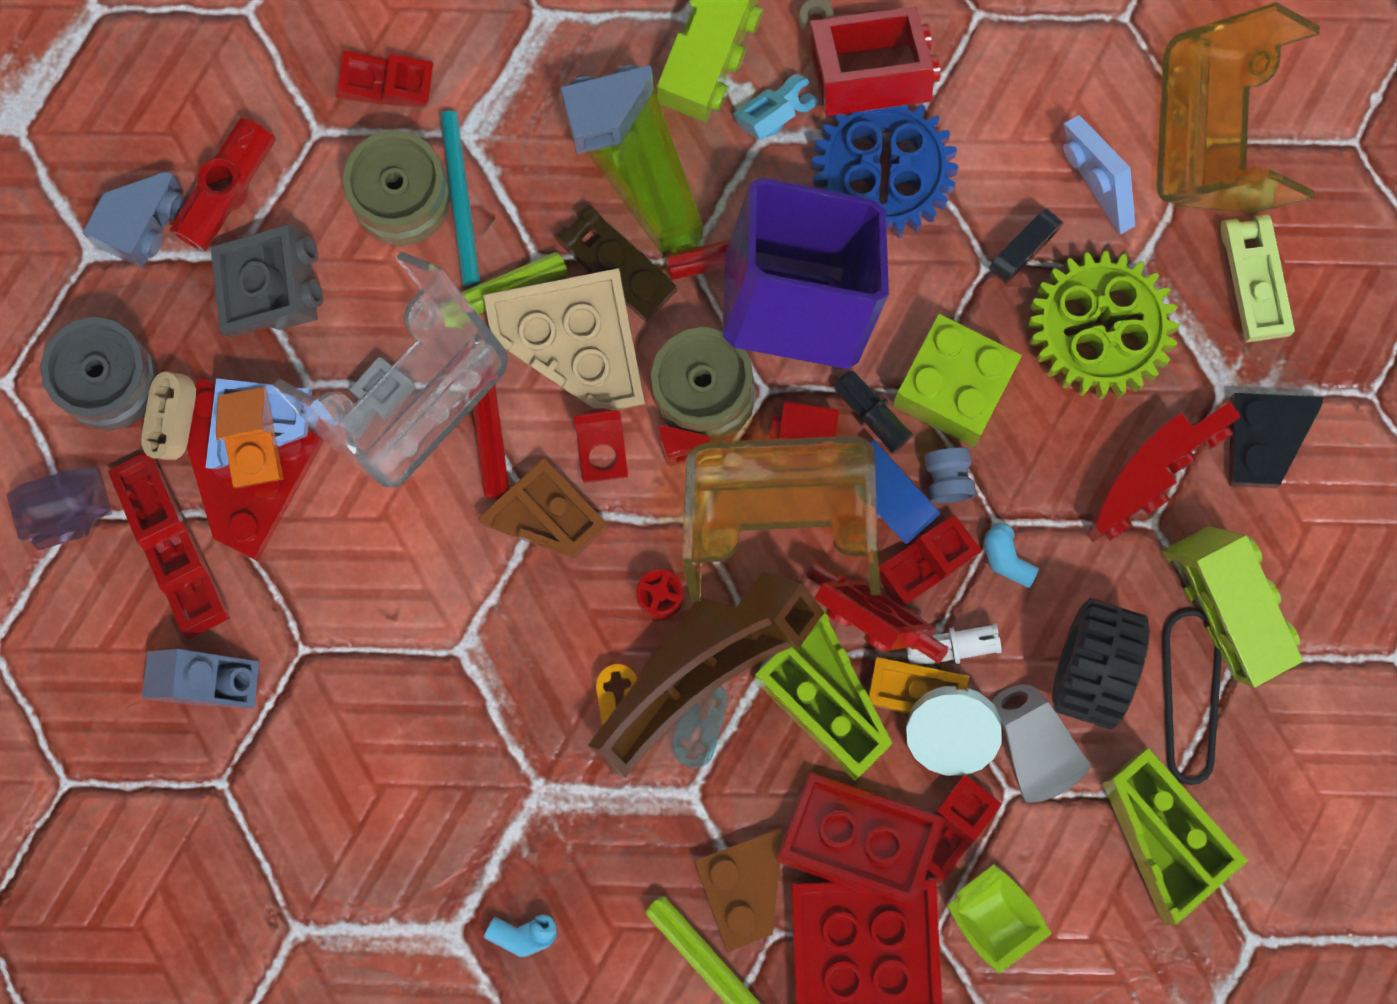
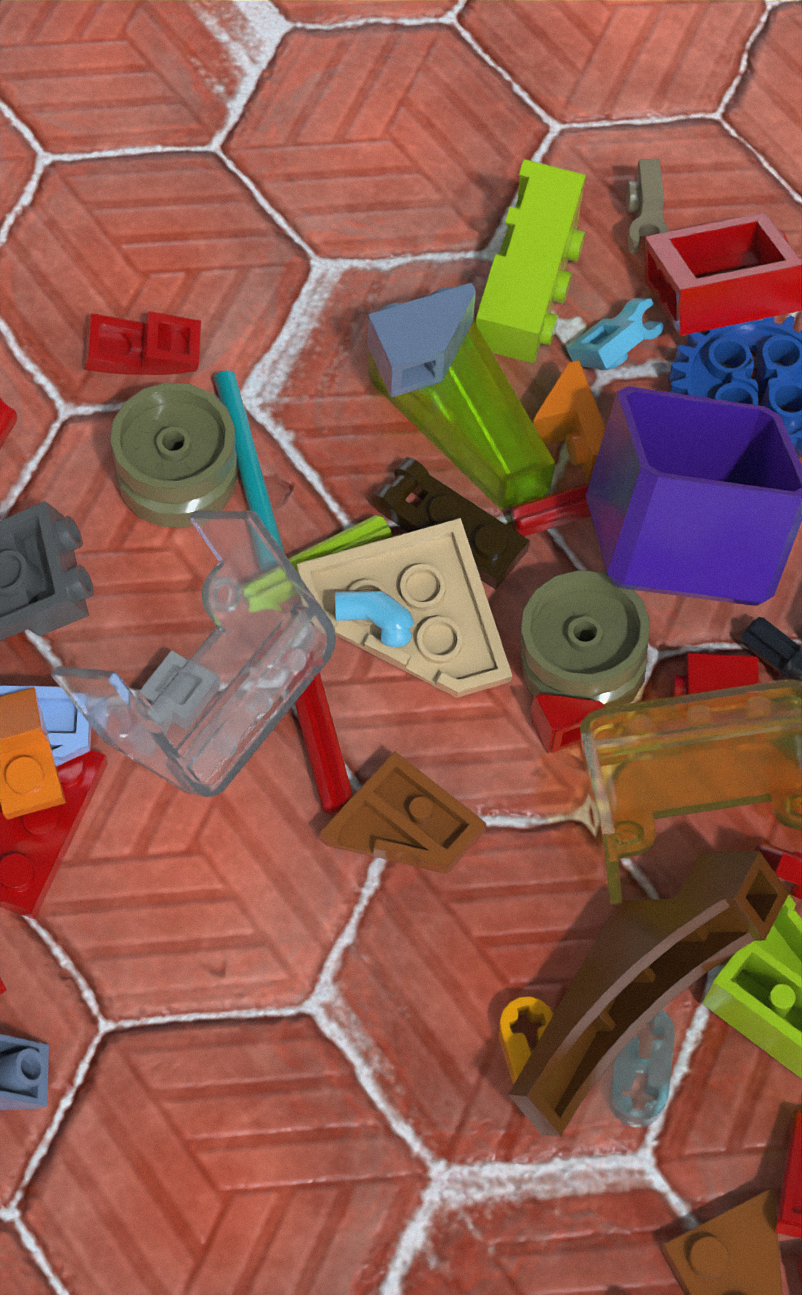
camera: 10 degrees left, 15 degrees down
(544, 342) = (381, 610): none -> medium azure arm
(599, 428) = (458, 712): red bracket -> none
(662, 586) = (569, 892): red wheel -> none
(723, 176) = (572, 416): none -> orange slope

